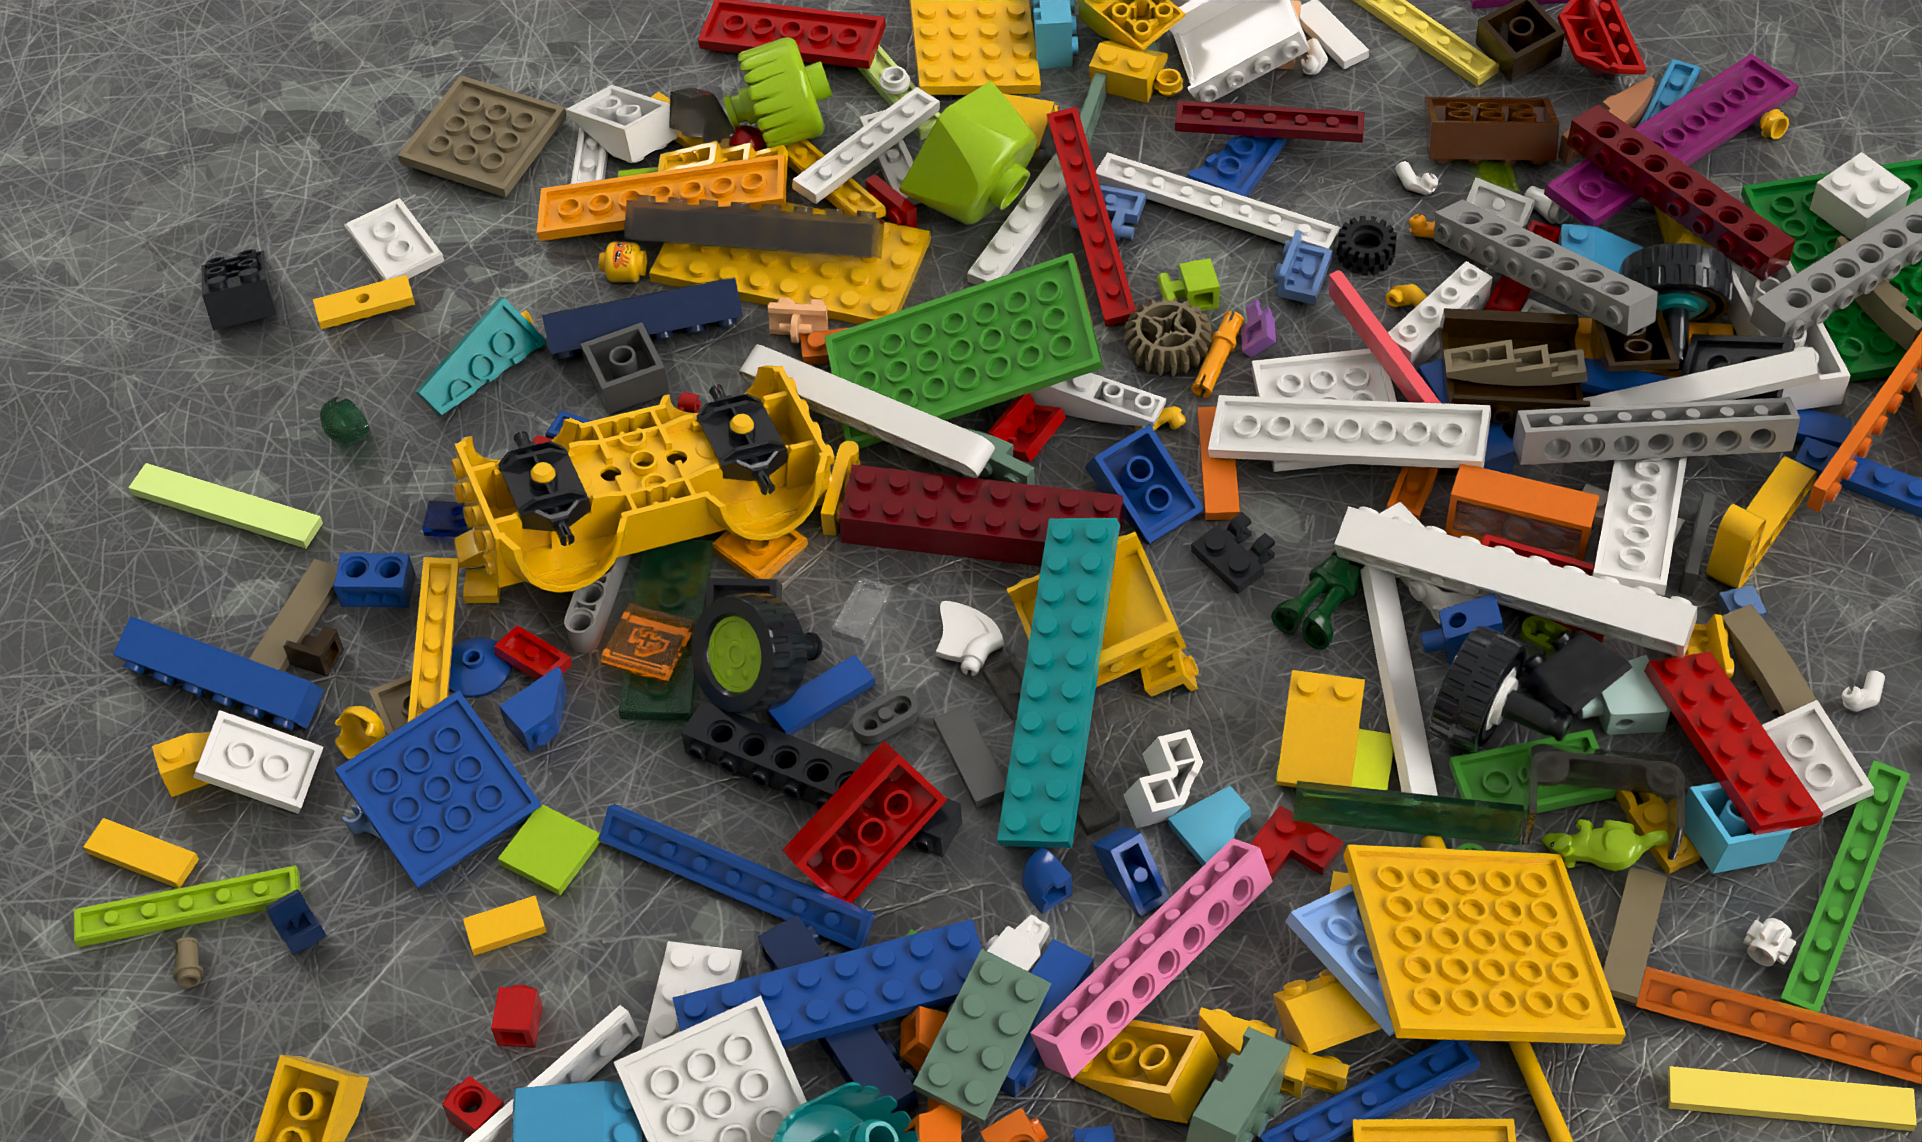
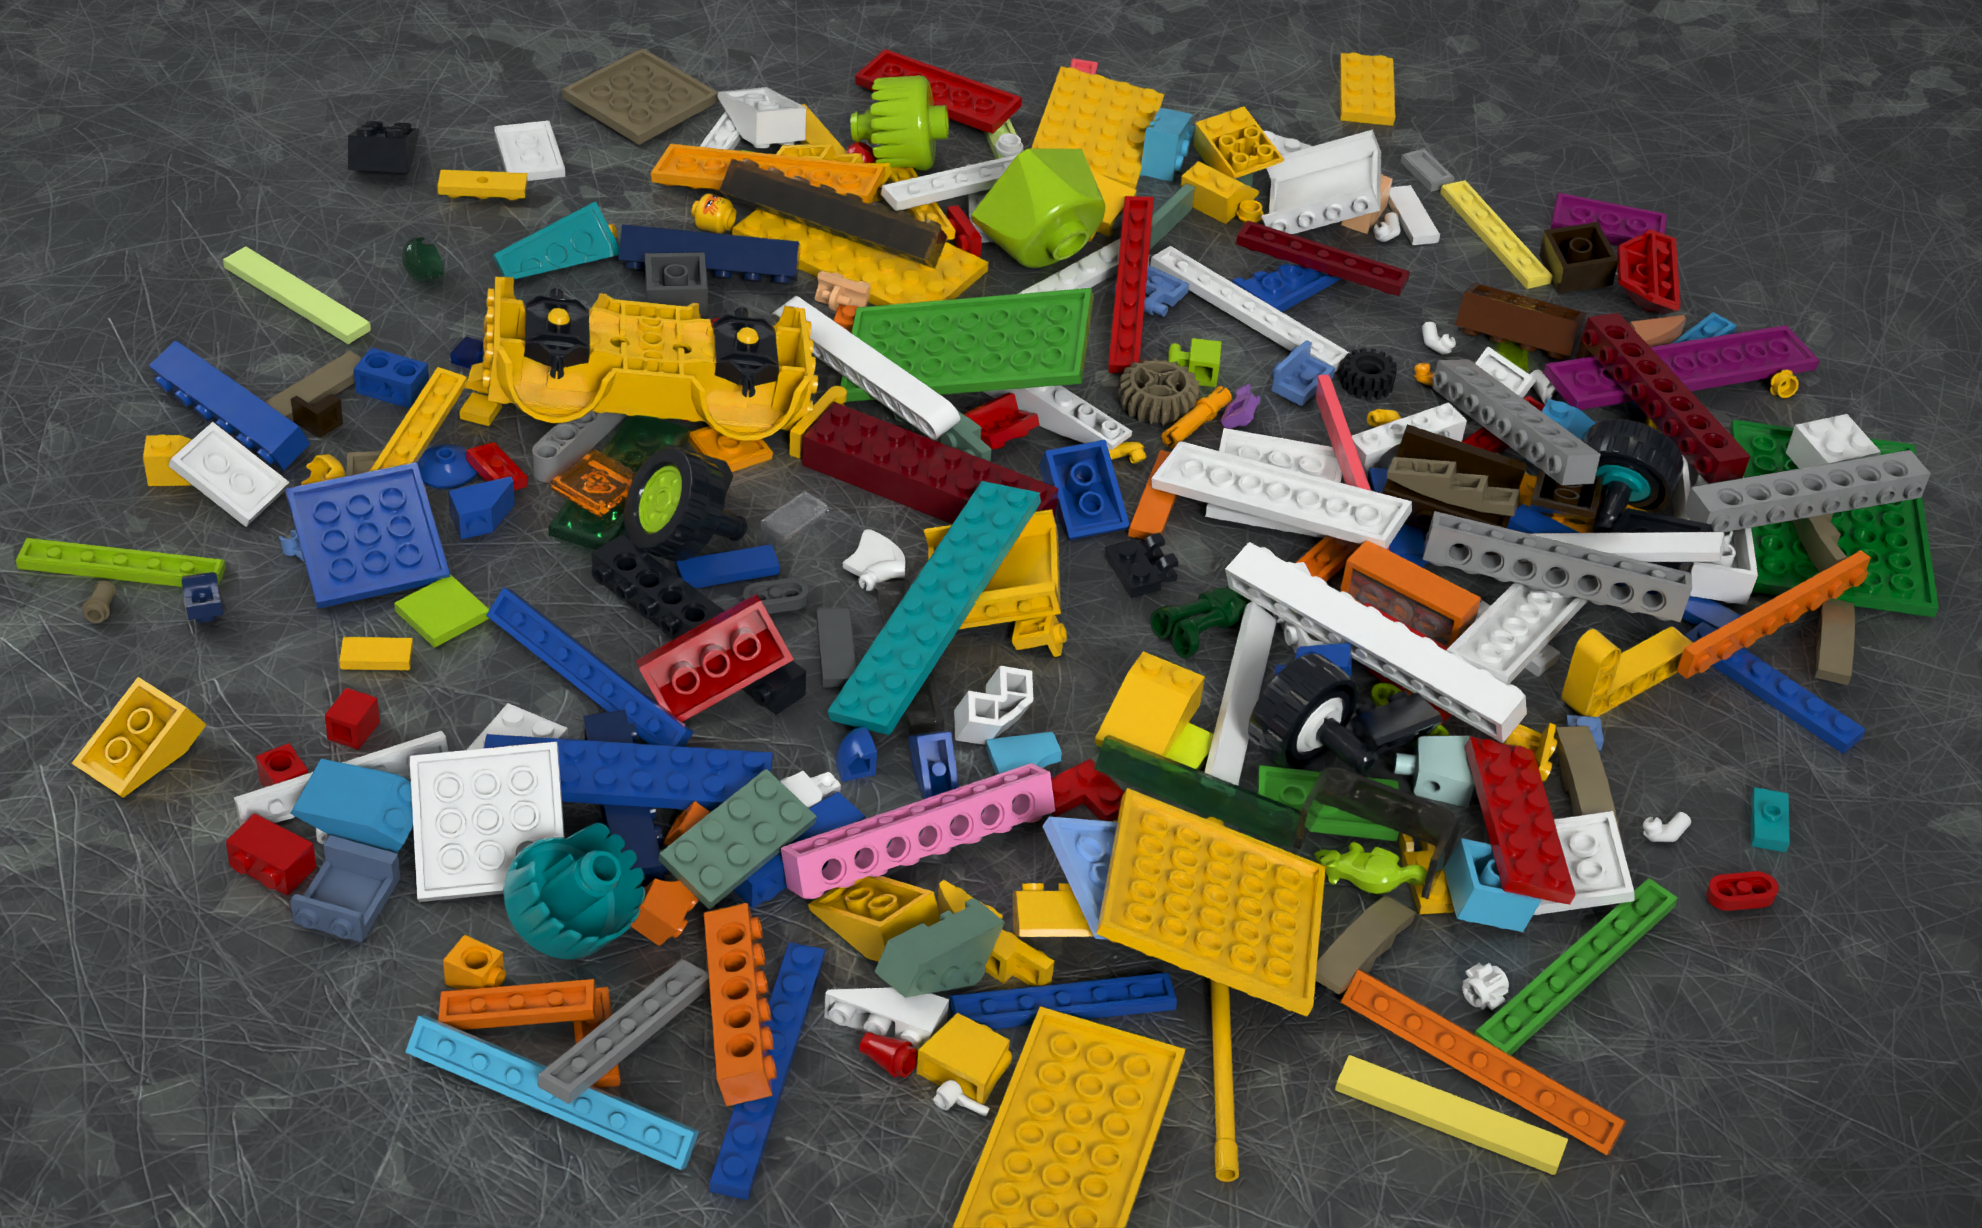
camera: 10 degrees right, 10 degrees down
(141, 853) = (102, 516): yellow tile -> none
(699, 115) = (826, 122): clear smoke slope -> none
(1697, 543) = (1554, 681): dark grey tile -> none

